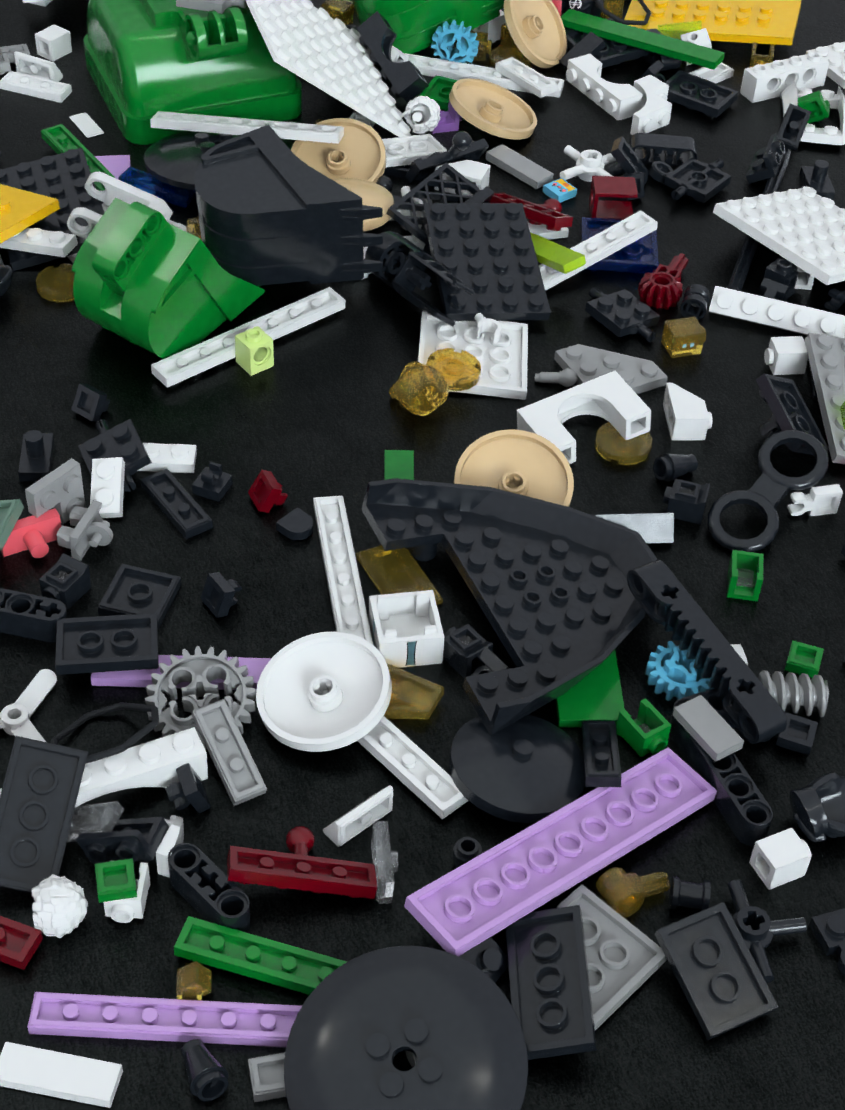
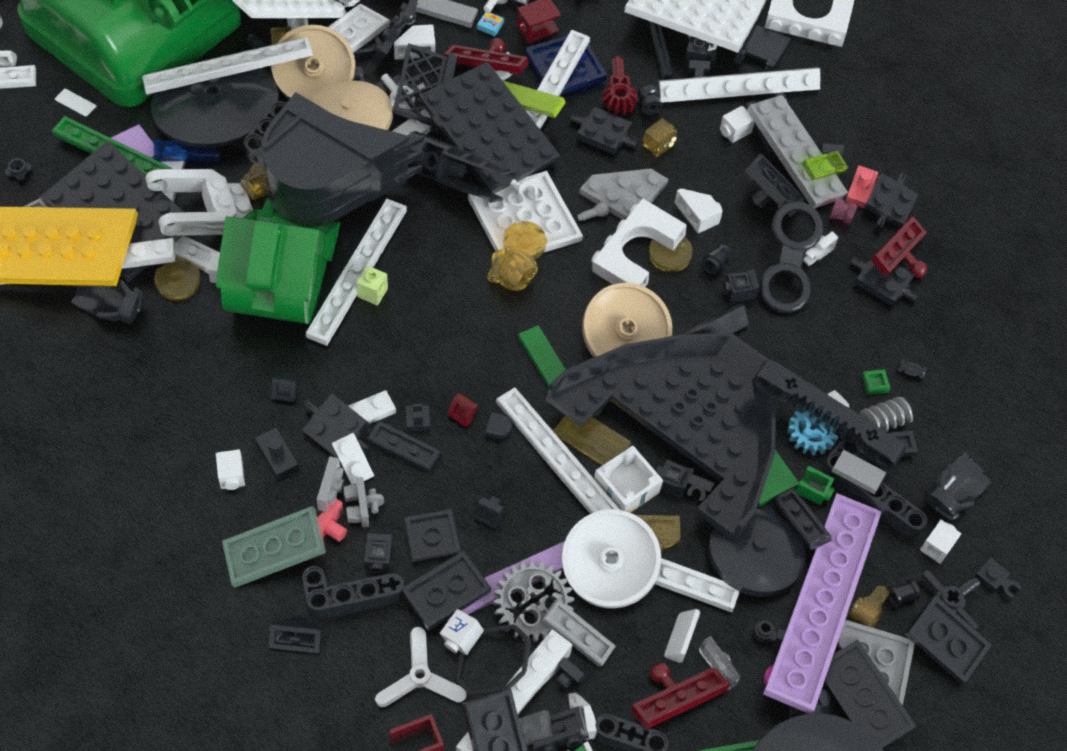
camera: 30 degrees left, 15 degrees up
(91, 692) = (461, 632): none -> white brick
(745, 575) = (810, 333): green window -> none

